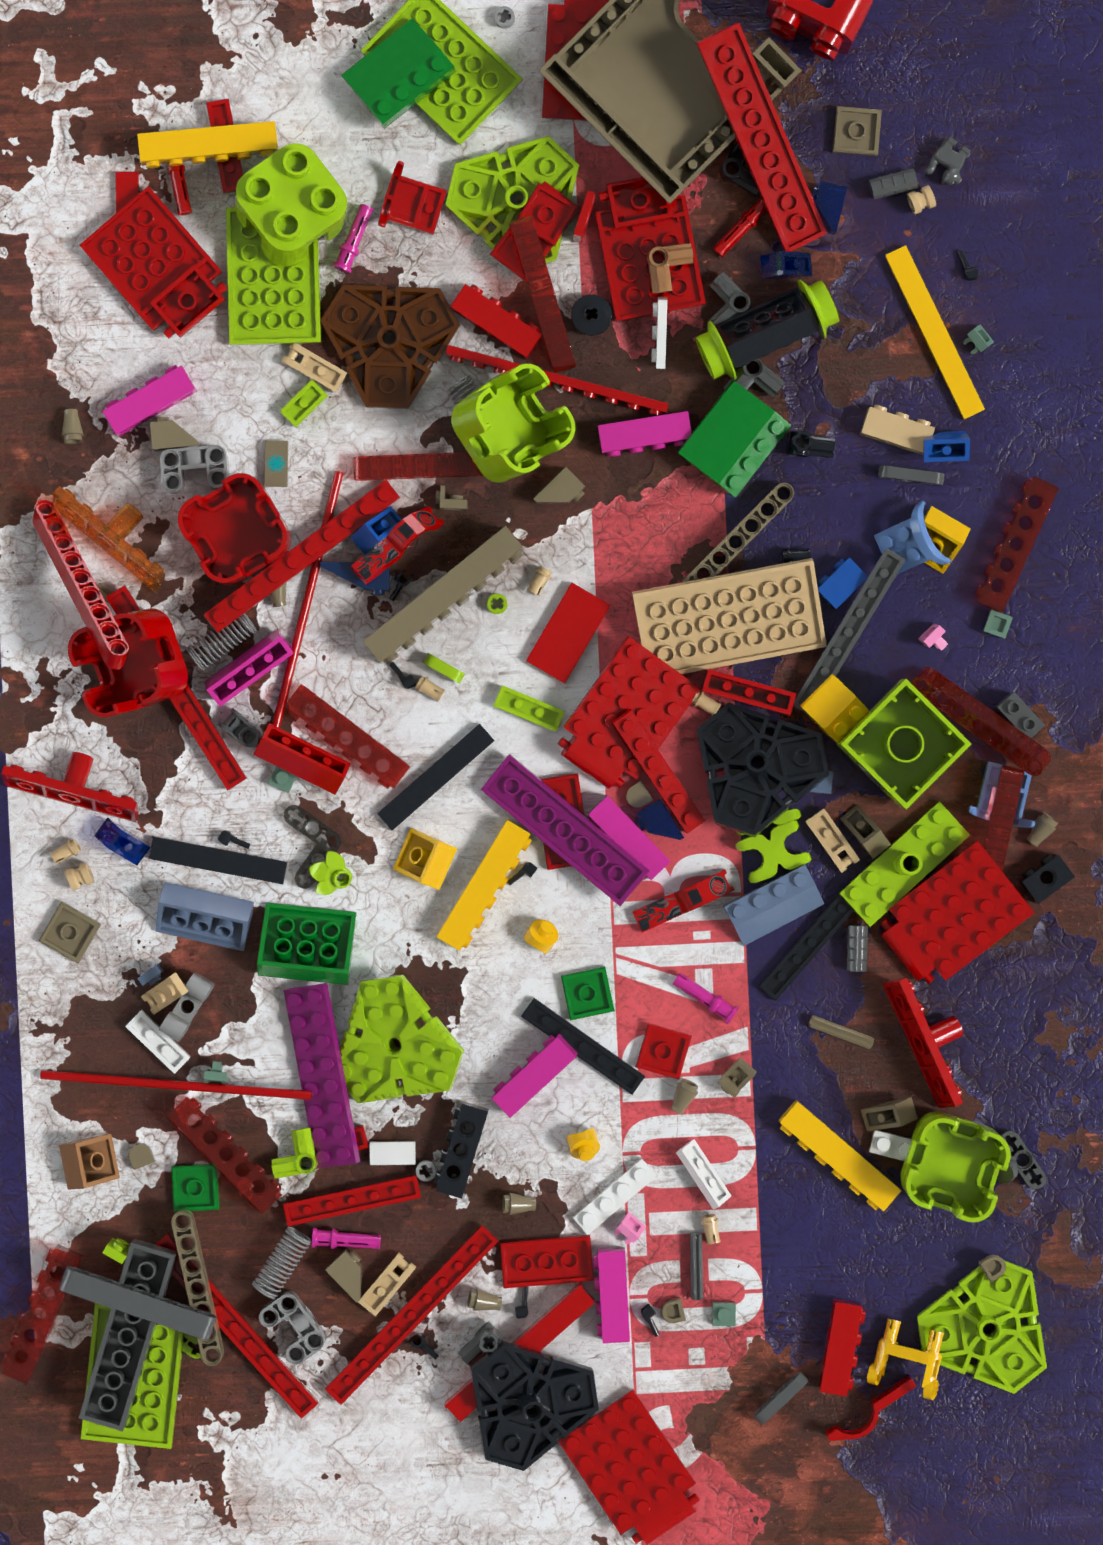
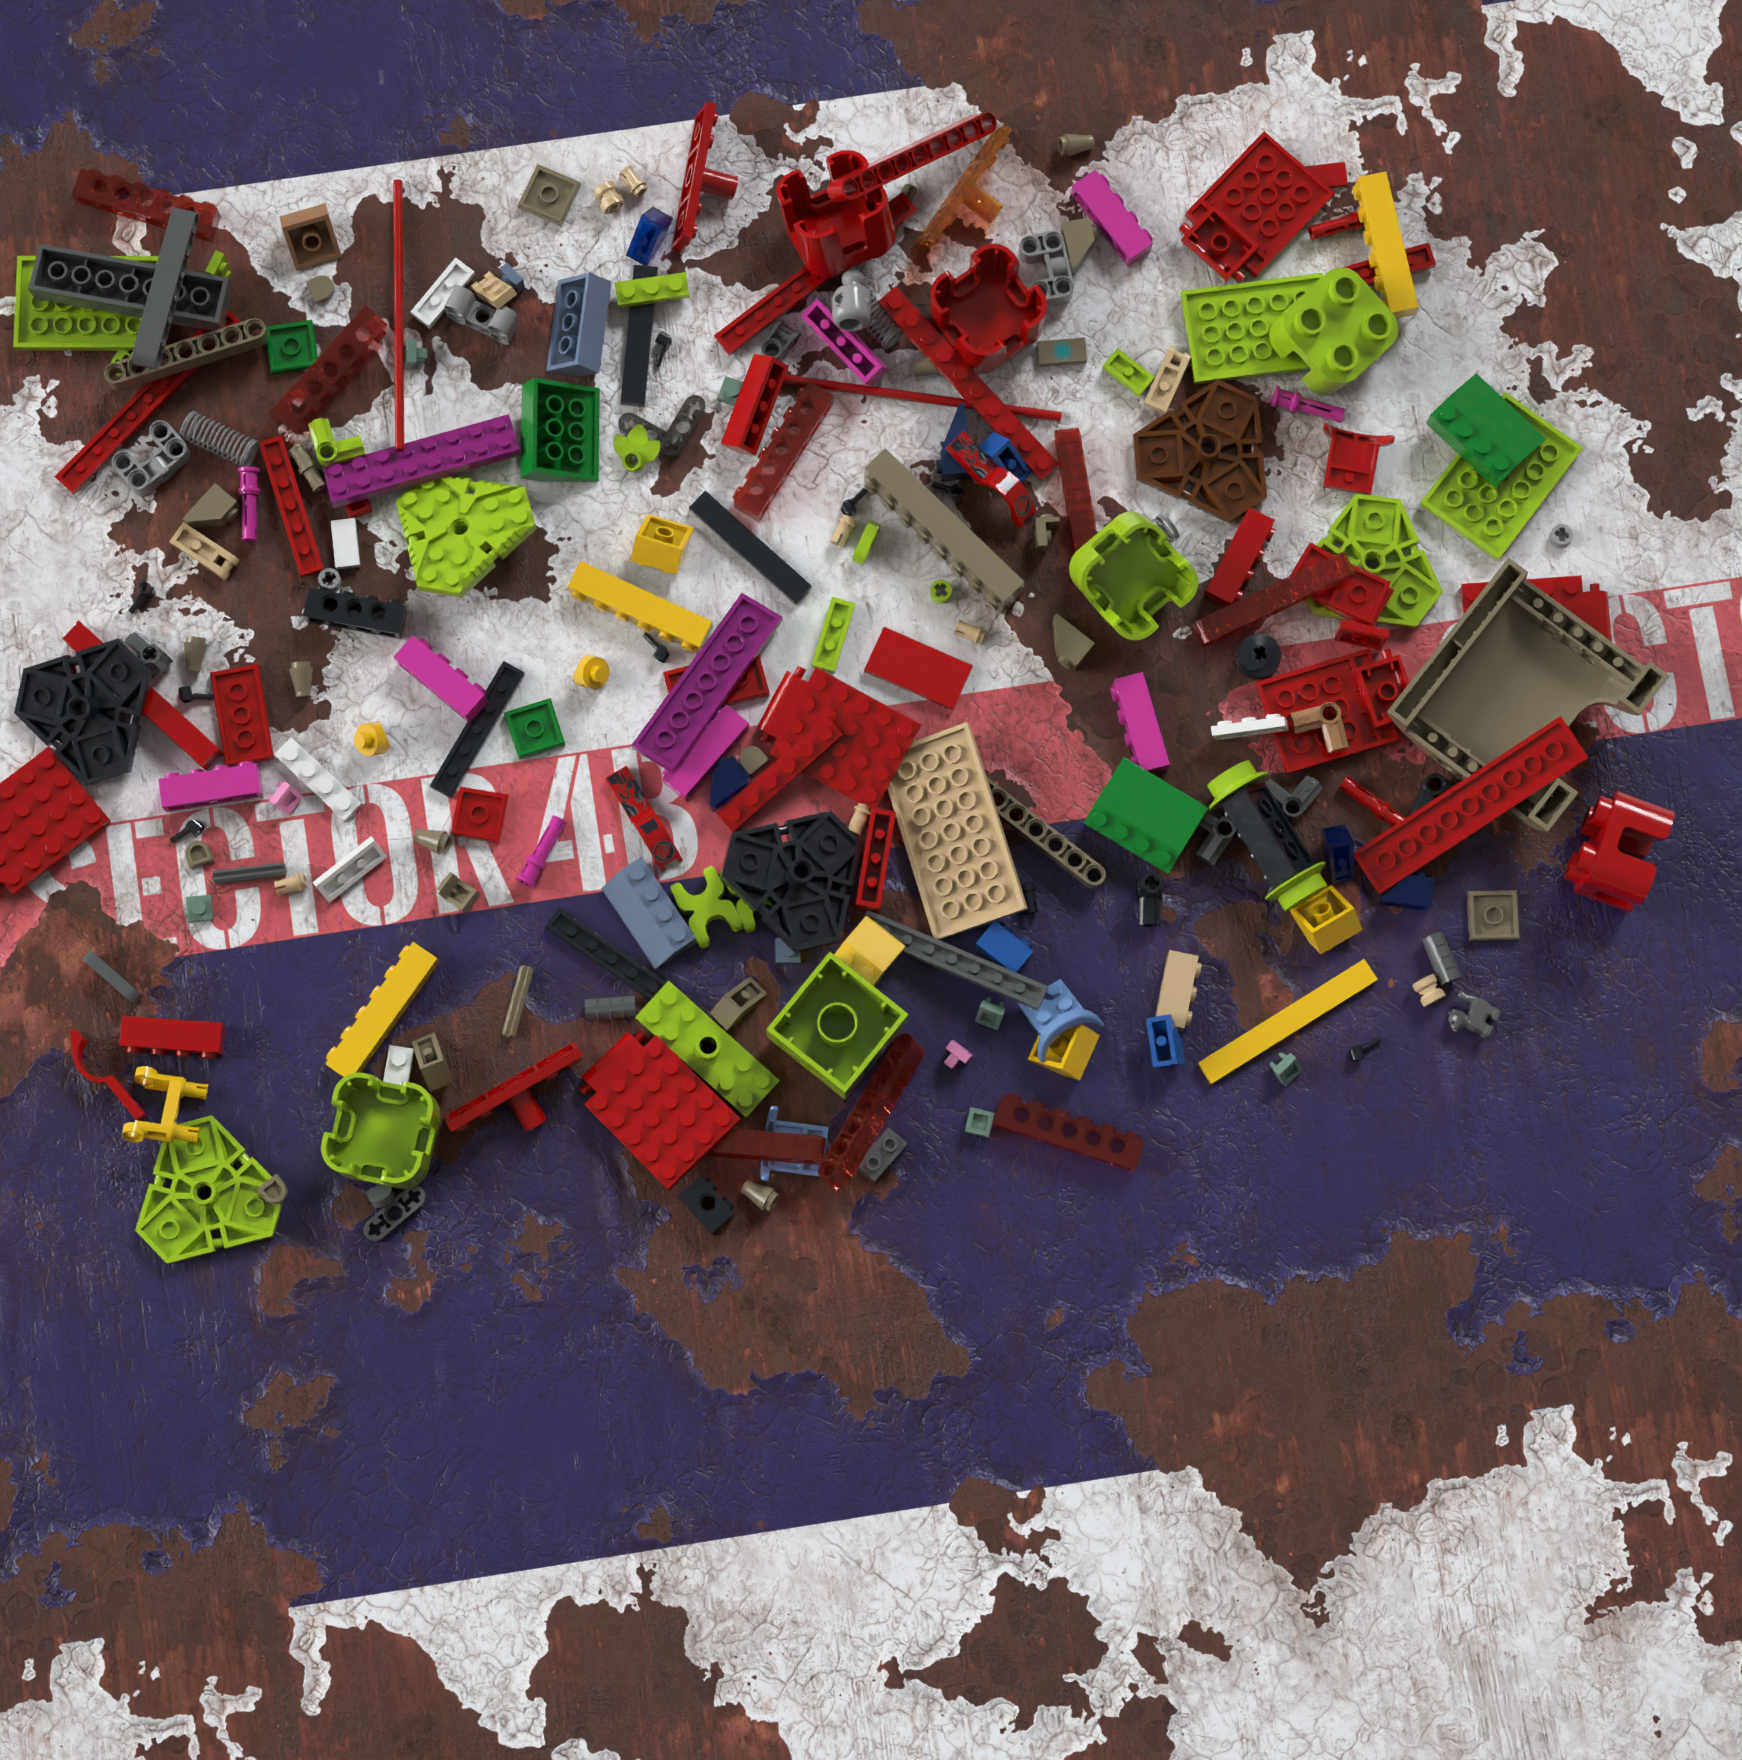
camera: 80 degrees right, 10 degrees down
(176, 844) = (652, 290): none -> lime plate
(216, 657) = (852, 303): none -> light grey piece
(316, 1182) = (308, 468): none -> dark tan pin
(411, 1314) = (174, 580): red plate -> none
(566, 383) = (1183, 637): red plate -> none
(832, 839) = (725, 969): tan plate -> none
(848, 283) = (1327, 919): none -> yellow slope
(900, 603) = (990, 1014): none -> sand green tile
(911, 475) = (1129, 1011): dark grey beam -> none

